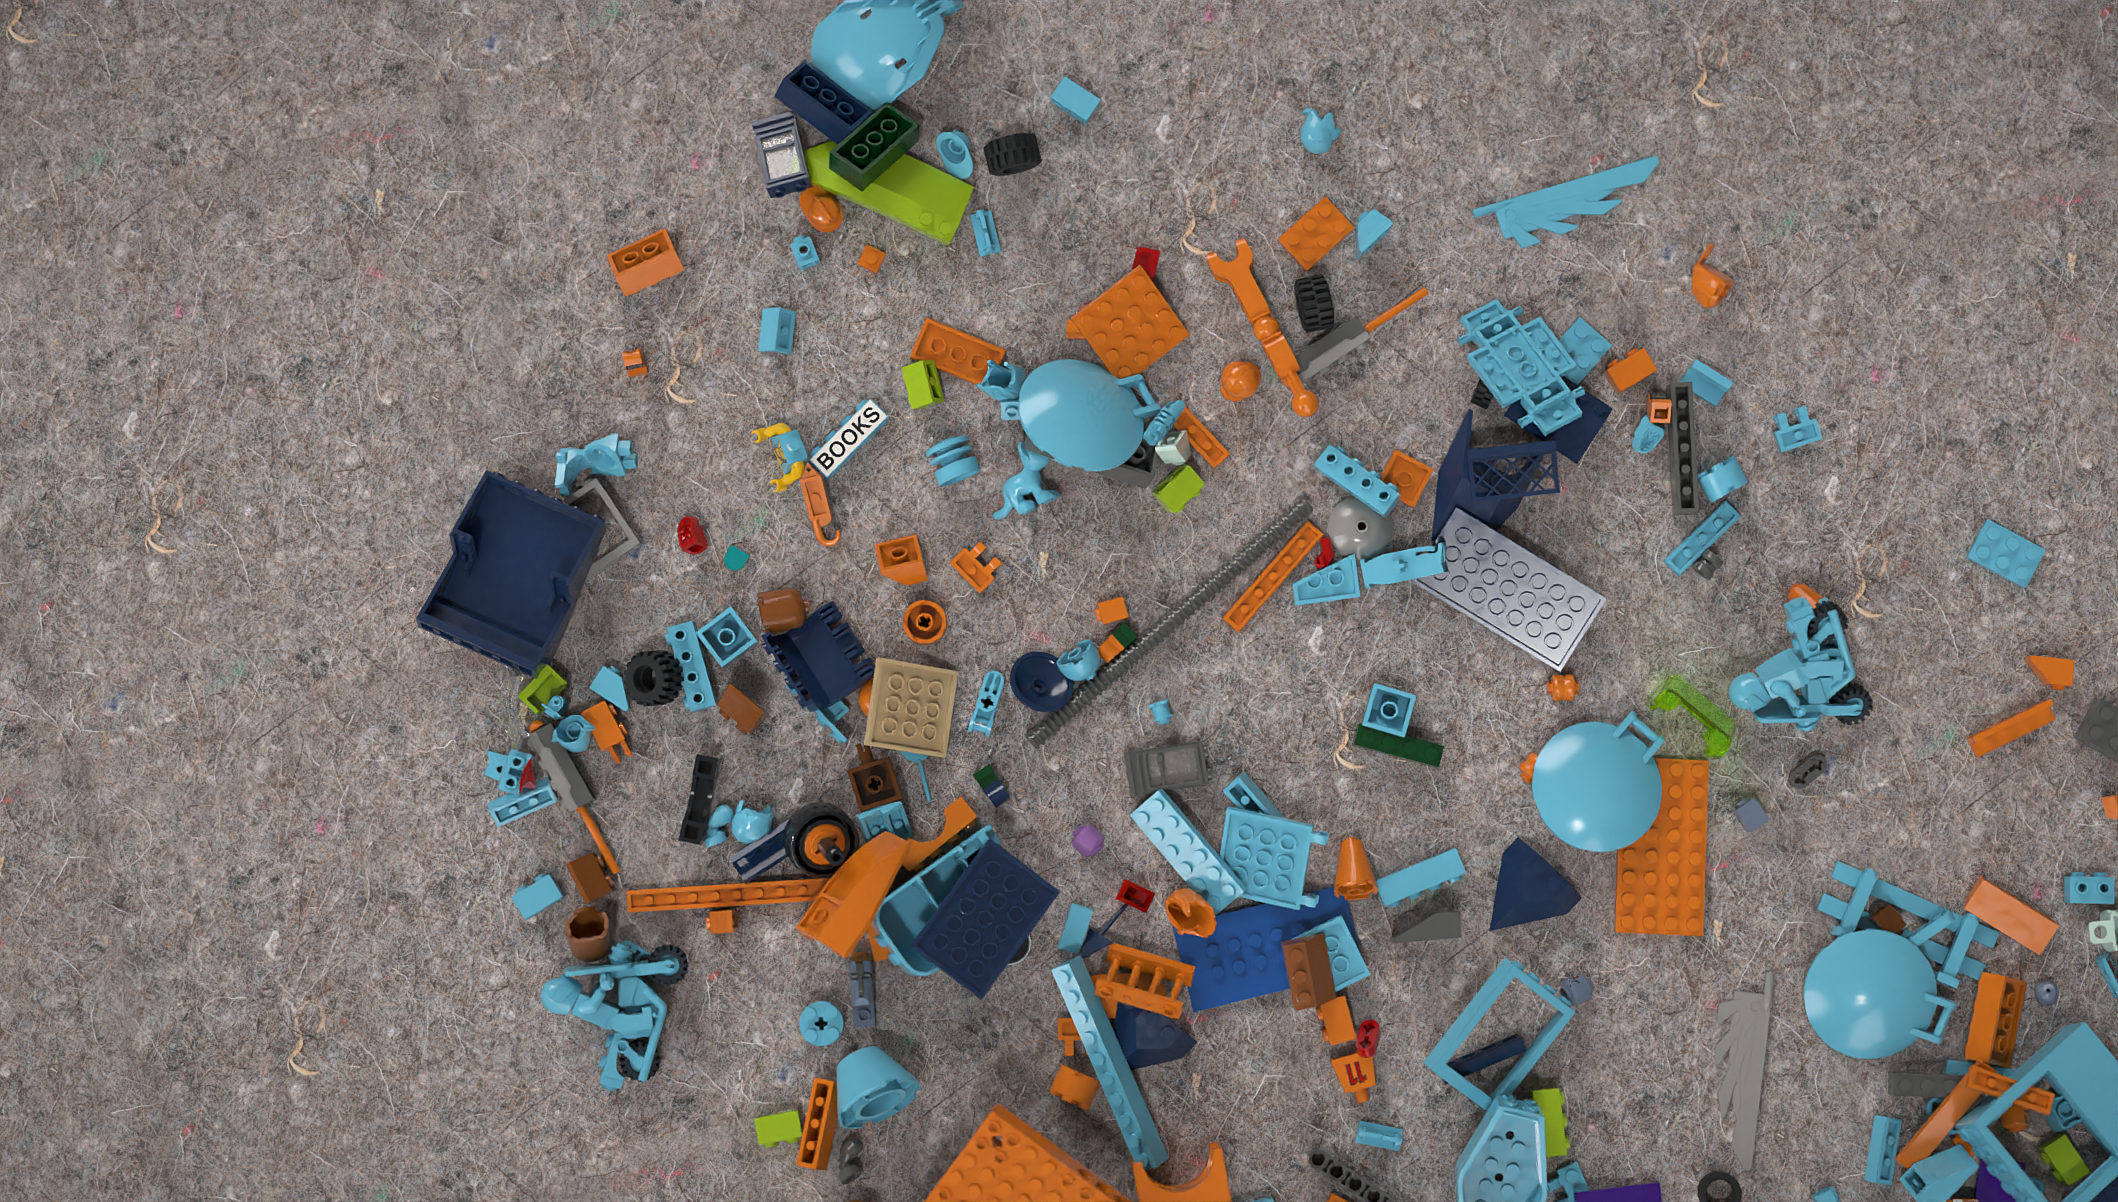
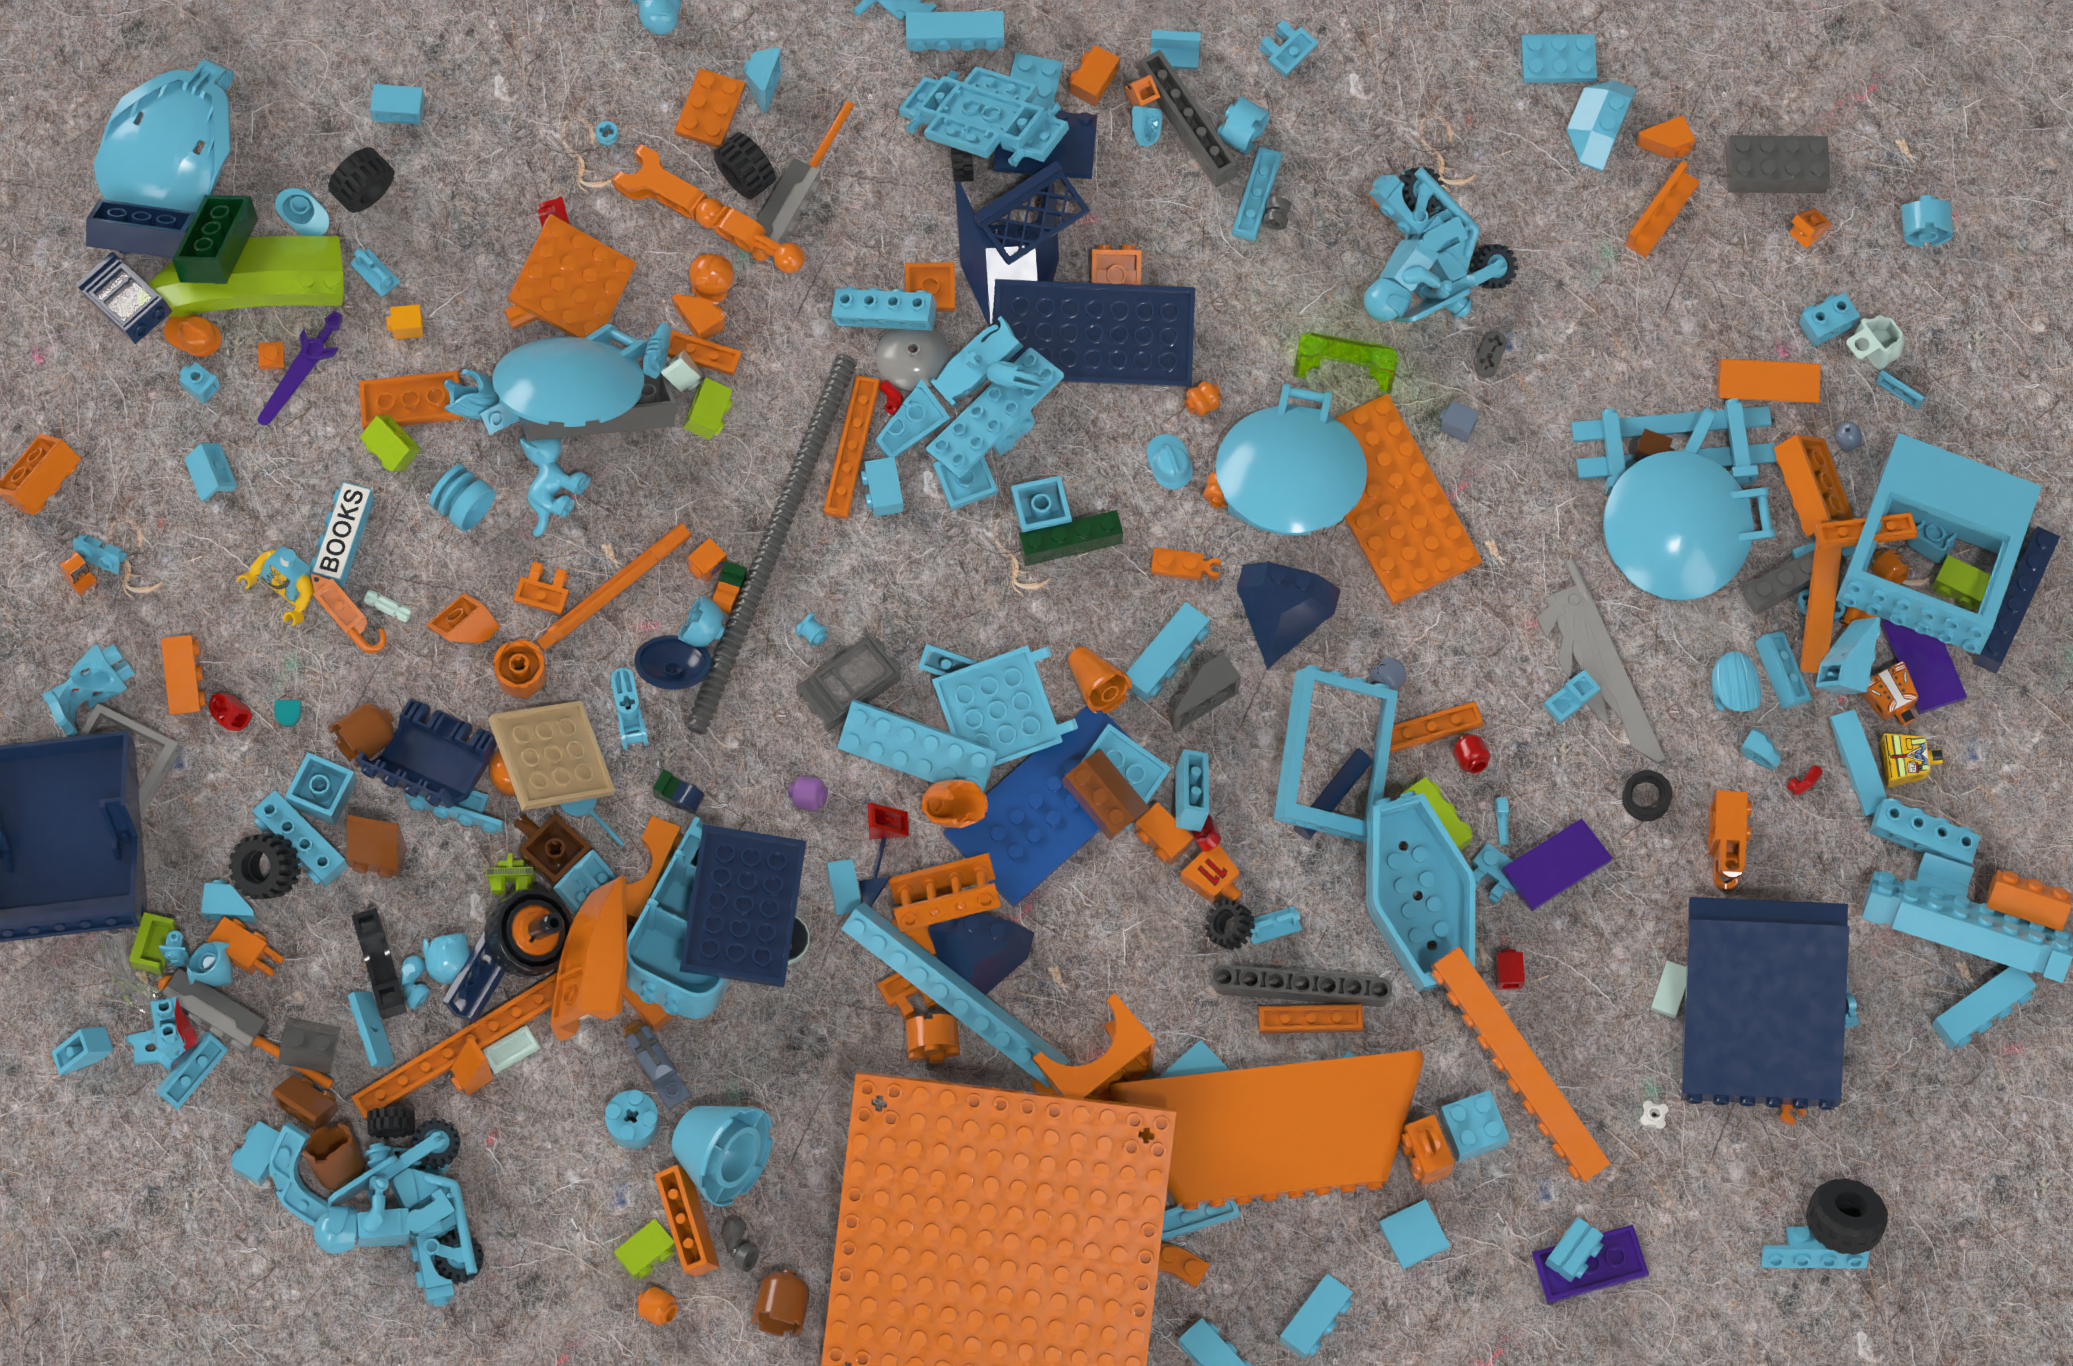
camera: 30 degrees left, 15 degrees down
(450, 744) = (82, 1049): none -> medium azure slope
(546, 936) = (285, 1173): none -> medium azure plate
(617, 833) = (309, 1045): none -> dark grey slope
(644, 928) = (391, 1122): none -> black tyre
(653, 345) = (91, 552): none -> medium azure hinge
(668, 846) = (371, 1029): none -> medium azure tile
(672, 487) = (183, 674): none -> orange wedge
(762, 916) = (510, 1049): none -> light aqua tile
(765, 1174) = (657, 1306): none -> orange head
(840, 790) = (510, 872): none -> lime hips
(853, 513) = (387, 606): none -> light aqua axle
(897, 276) = (309, 355): none -> dark purple sword
(987, 288) = (405, 322): none -> light orange brick
(1031, 592) = (614, 586): none -> orange piece
(1214, 406) = (699, 315): none -> orange slope
(1224, 205) = (602, 128): none -> medium azure bush
(1277, 625) = (883, 487): none -> medium azure brick
(1335, 1115) = (1241, 927): none -> black tyre
(1344, 651) = (971, 487): none -> medium azure plate
(1375, 1002) = (1192, 790): none -> medium azure brick
(1396, 615) = (994, 418): none -> medium azure bracket
(1425, 597) = (1012, 375): none -> medium azure arm
(1471, 811) = (1183, 564): none -> orange plate
(1509, 721) = (1169, 461): none -> medium azure piece
(1541, 274) = (955, 30): none -> medium azure brick
(1556, 543) = (1116, 265): none -> orange plate
(1592, 1048) = (1435, 726): none -> orange tile
(1601, 1145) = (1501, 812): none -> medium azure bar
(1605, 1086) = (1471, 754): none -> red head
(1708, 1082) = (1572, 697): none -> medium azure slope
(1838, 1146) = (1736, 683): none -> medium azure hair
(2007, 625) = (1599, 121): none -> medium azure wedge

